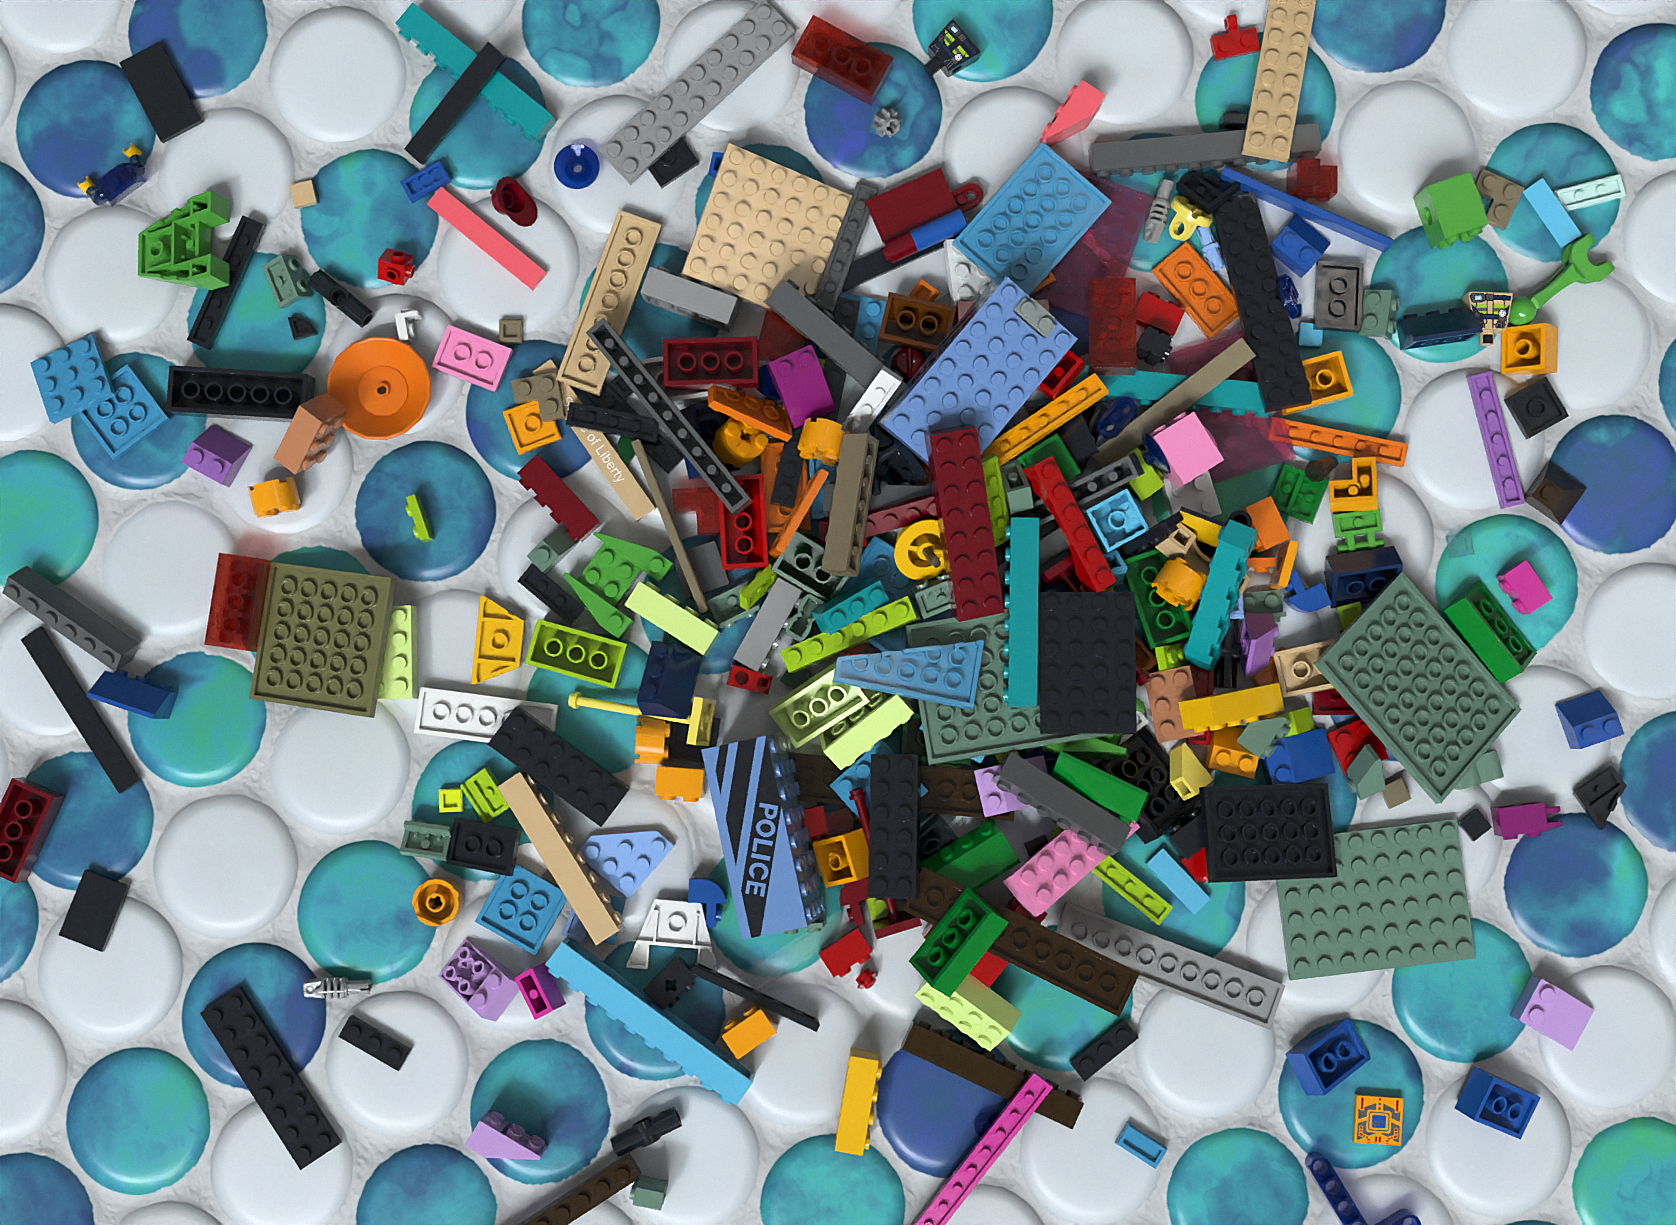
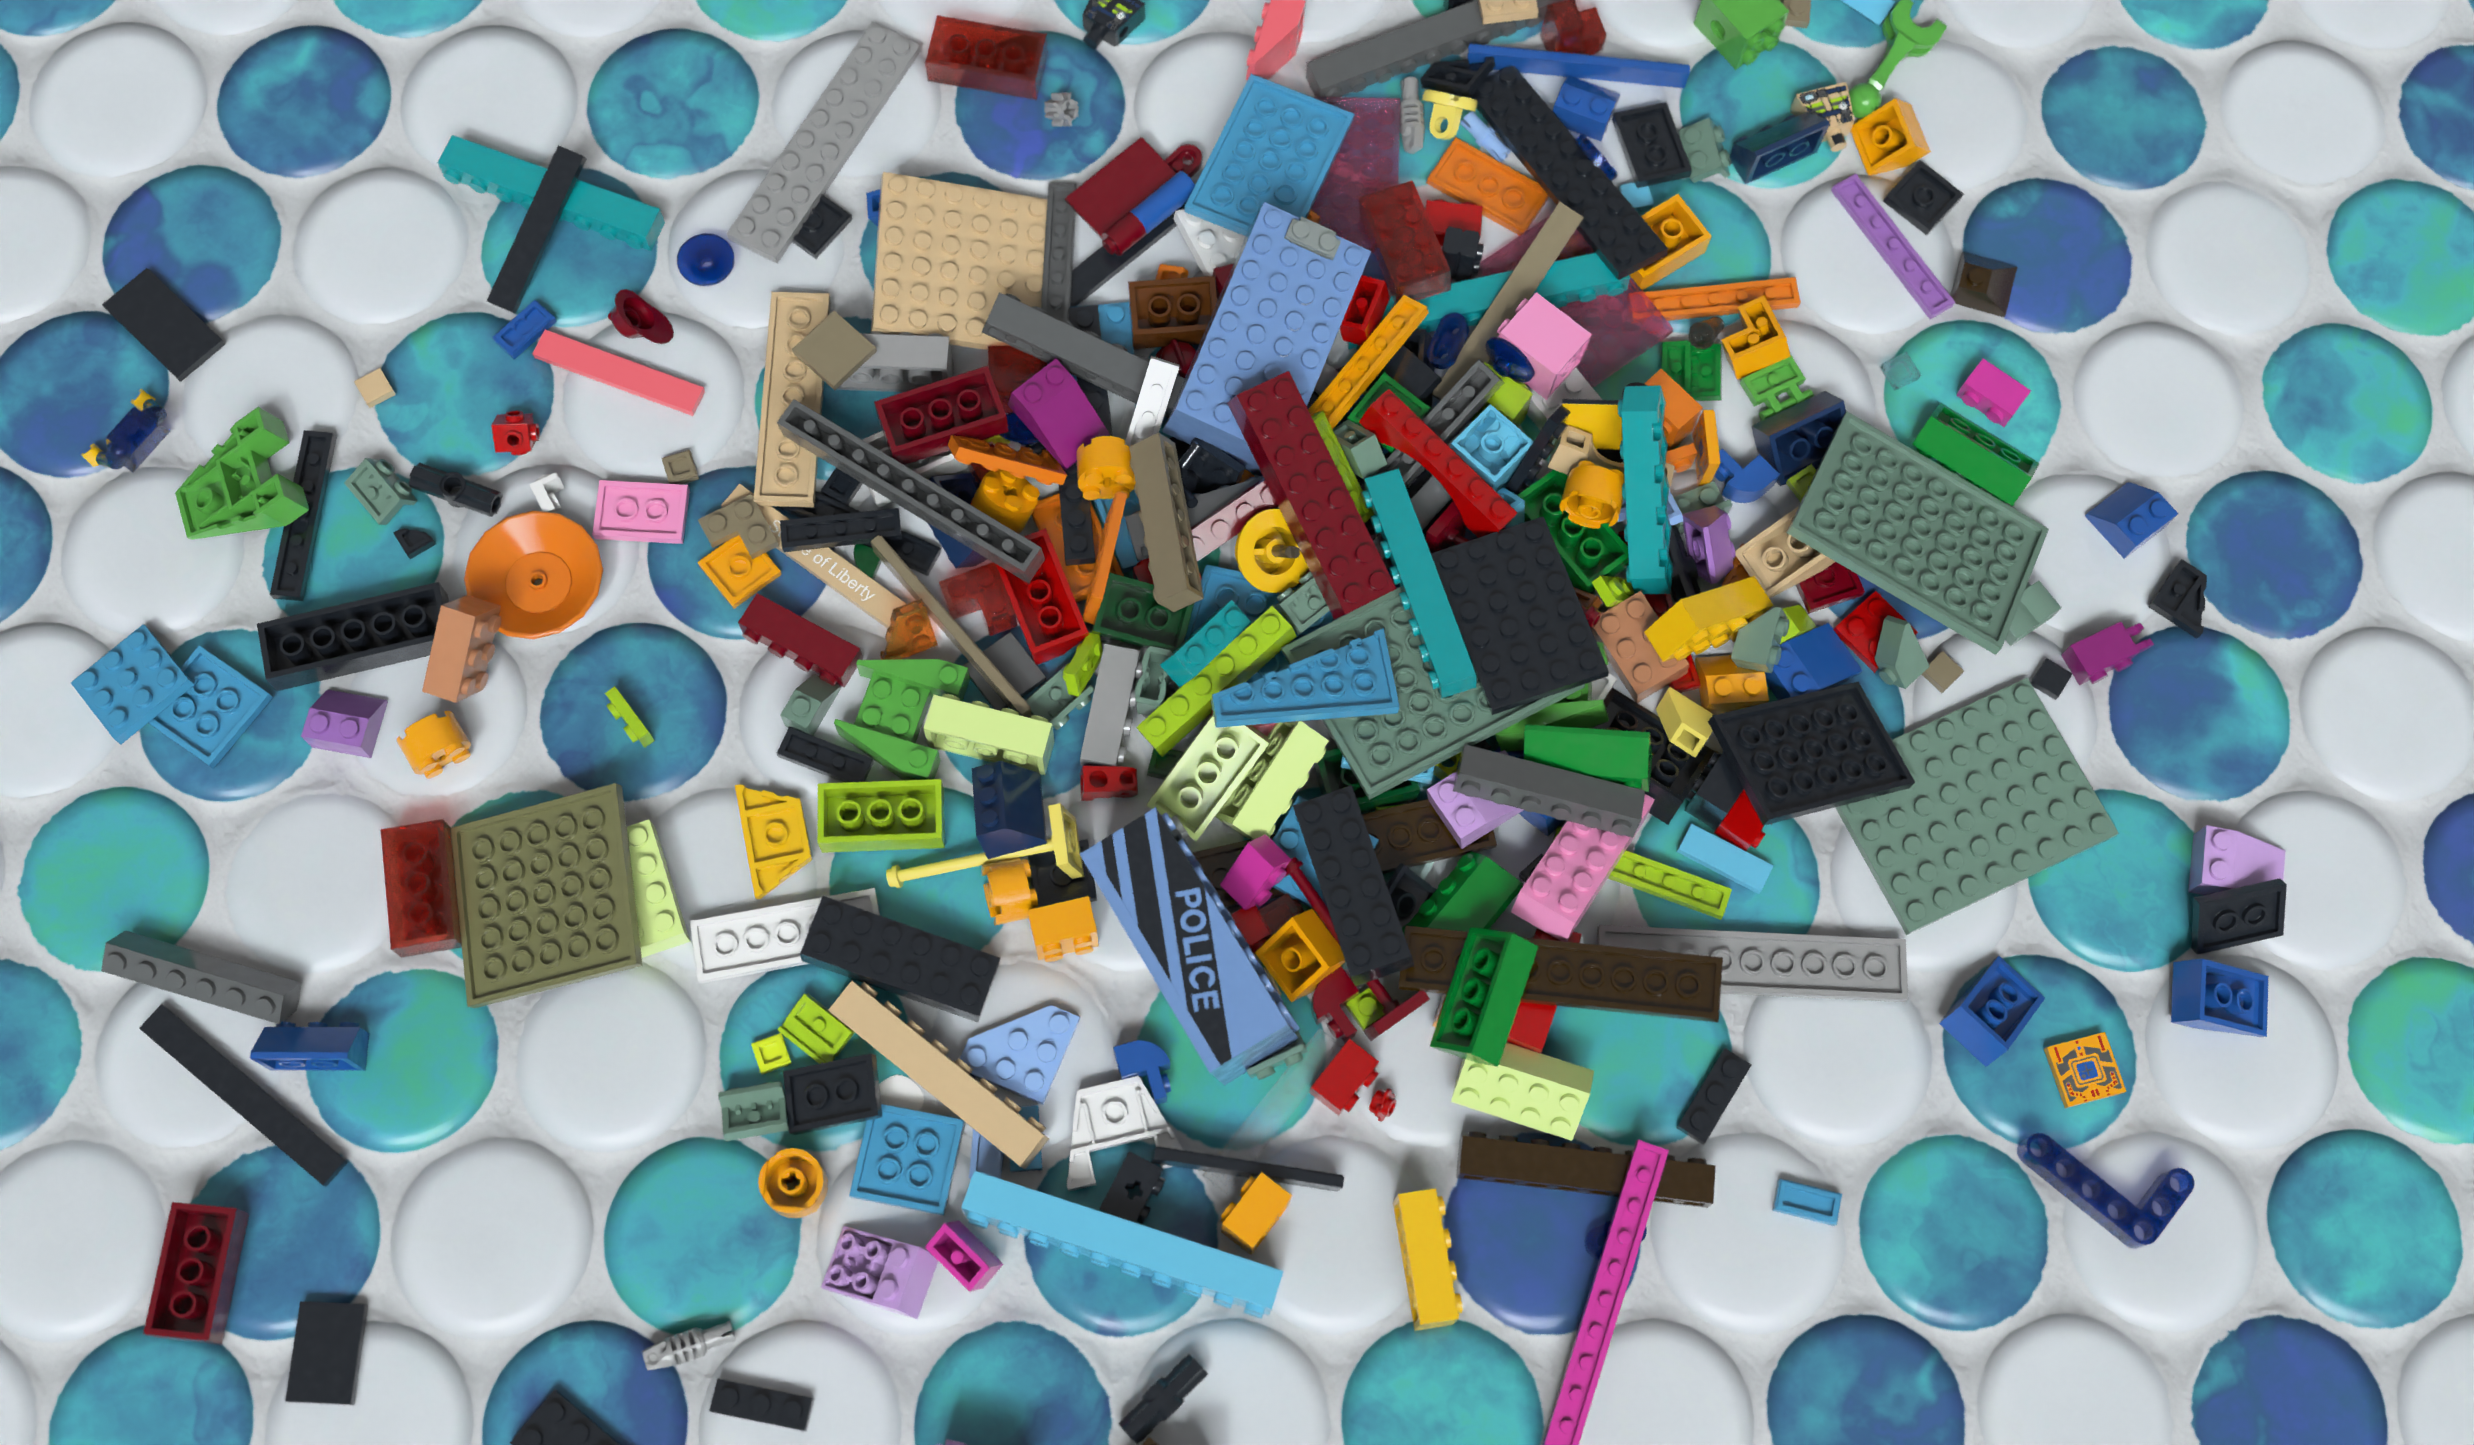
camera: 25 degrees left, 15 degrees down
(638, 520) = (908, 632): none -> clear orange wing
(647, 283) = (834, 350): none -> dark tan tile
(830, 790) = (1256, 872): none -> dark pink brick
(1536, 1050) = (2238, 916): none -> black plate

